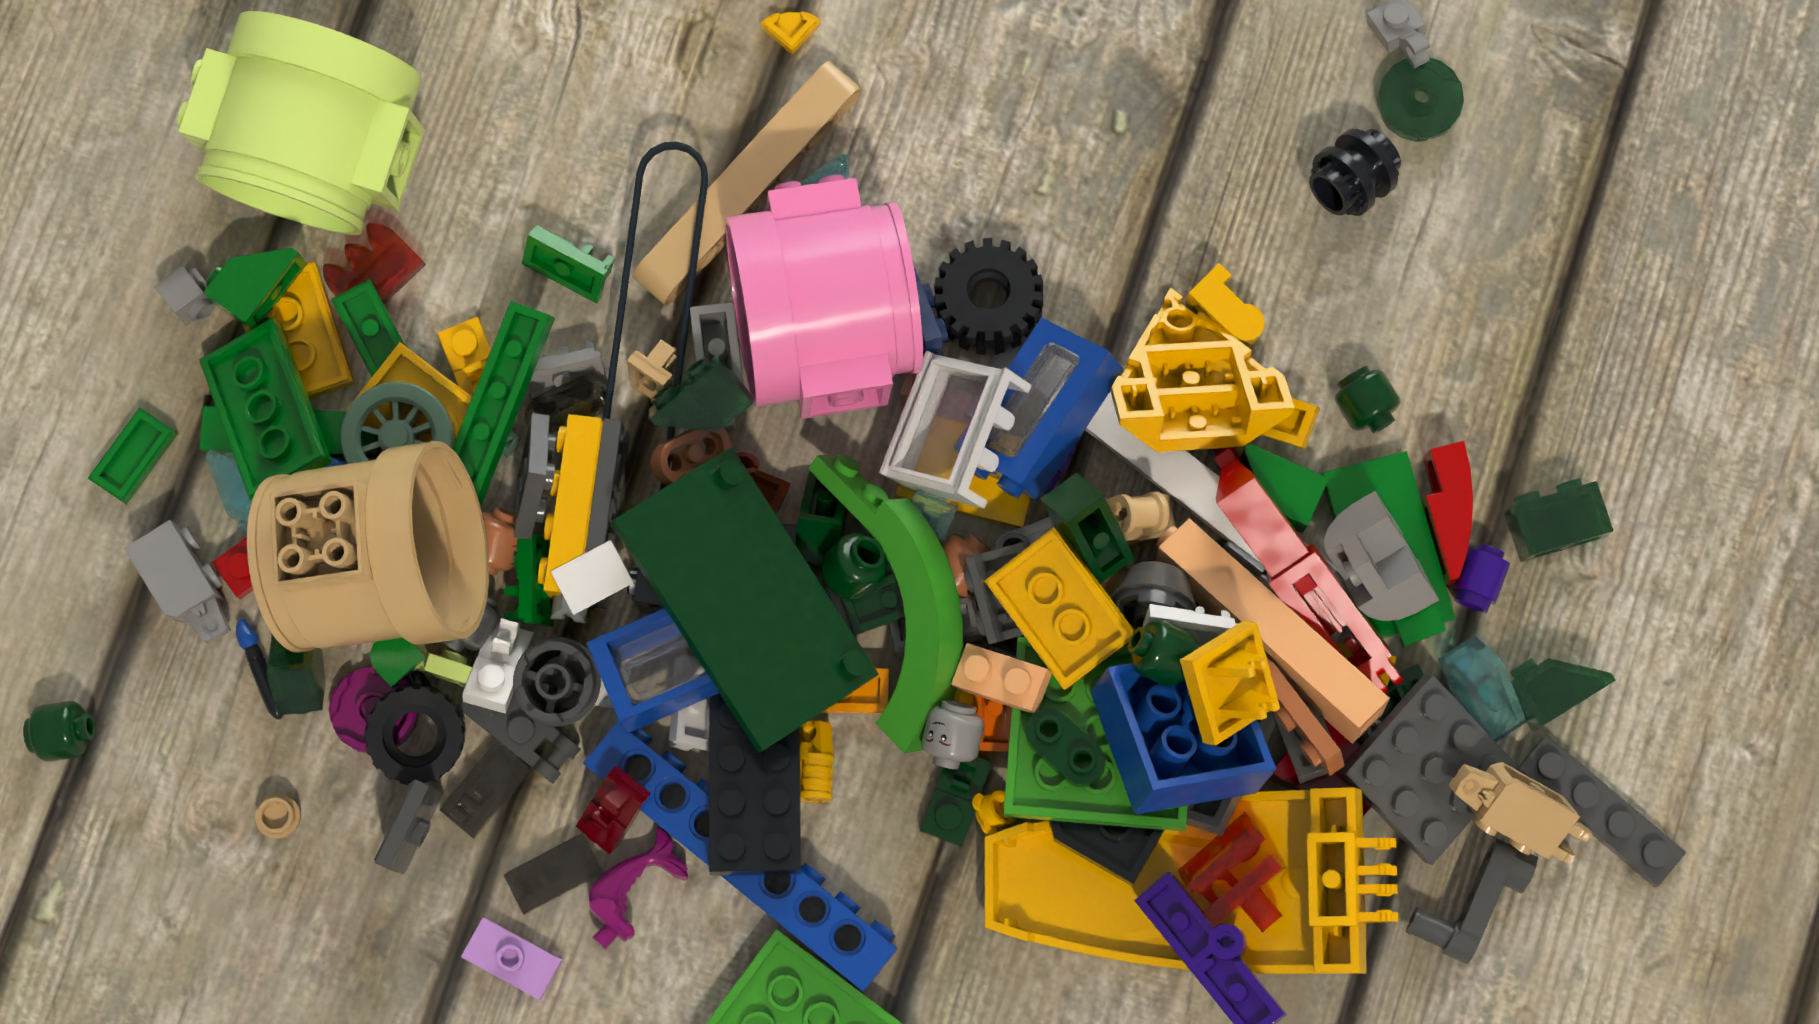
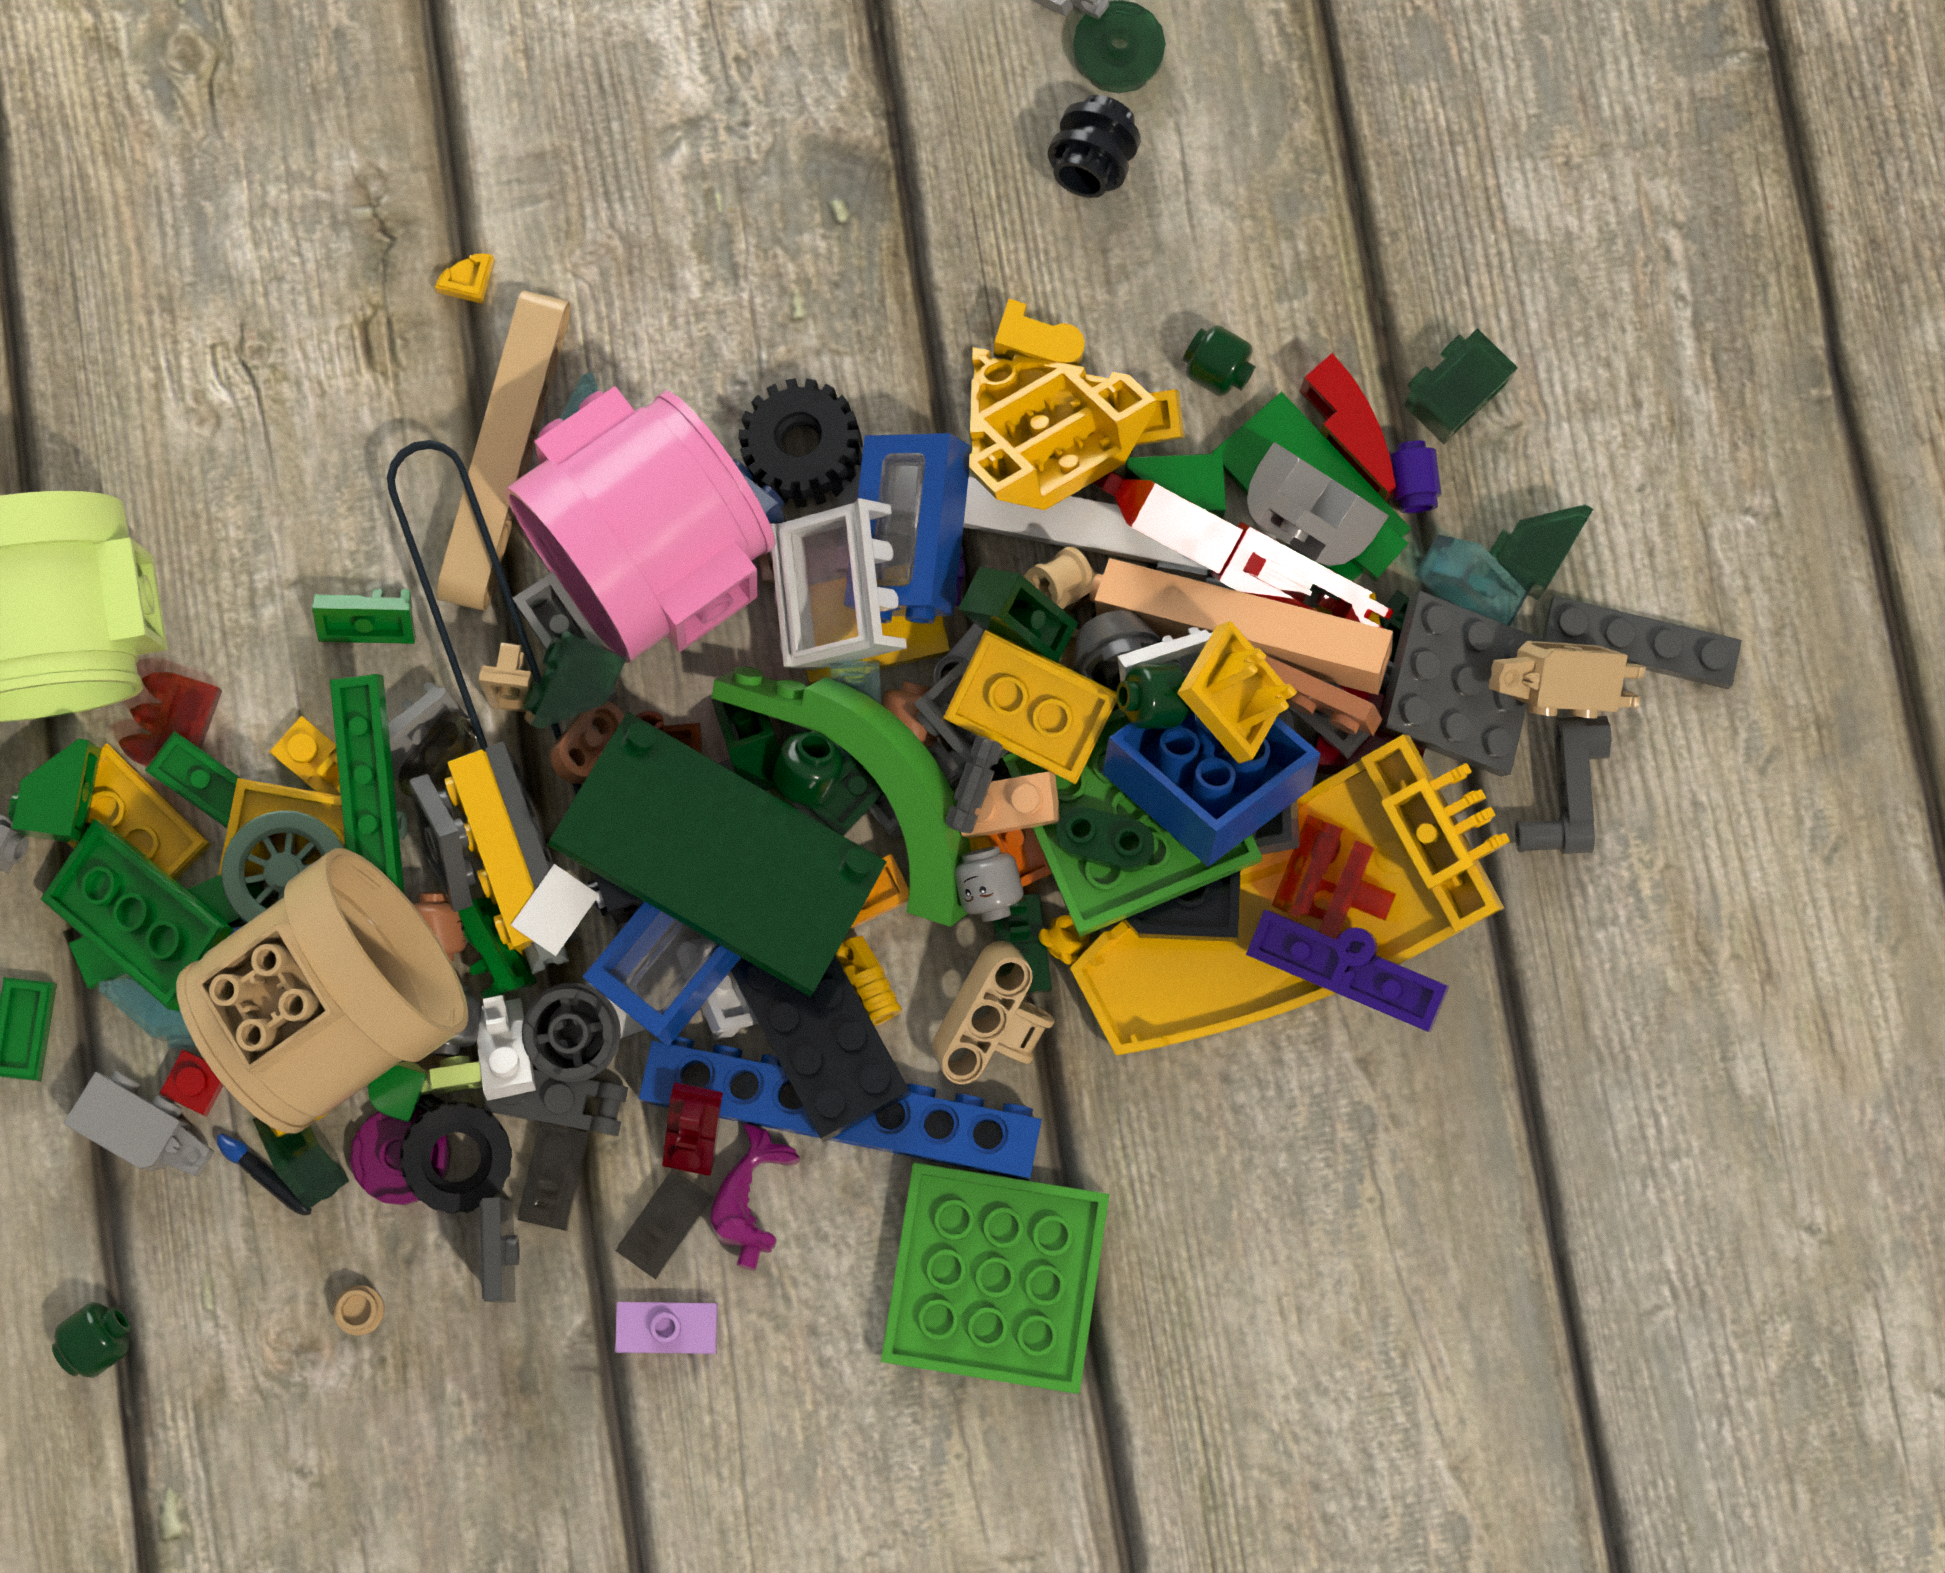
camera: 30 degrees left, 0 degrees up
(910, 860) = (1008, 1028): none -> tan piece
(980, 648) = (974, 784): none -> dark grey axle

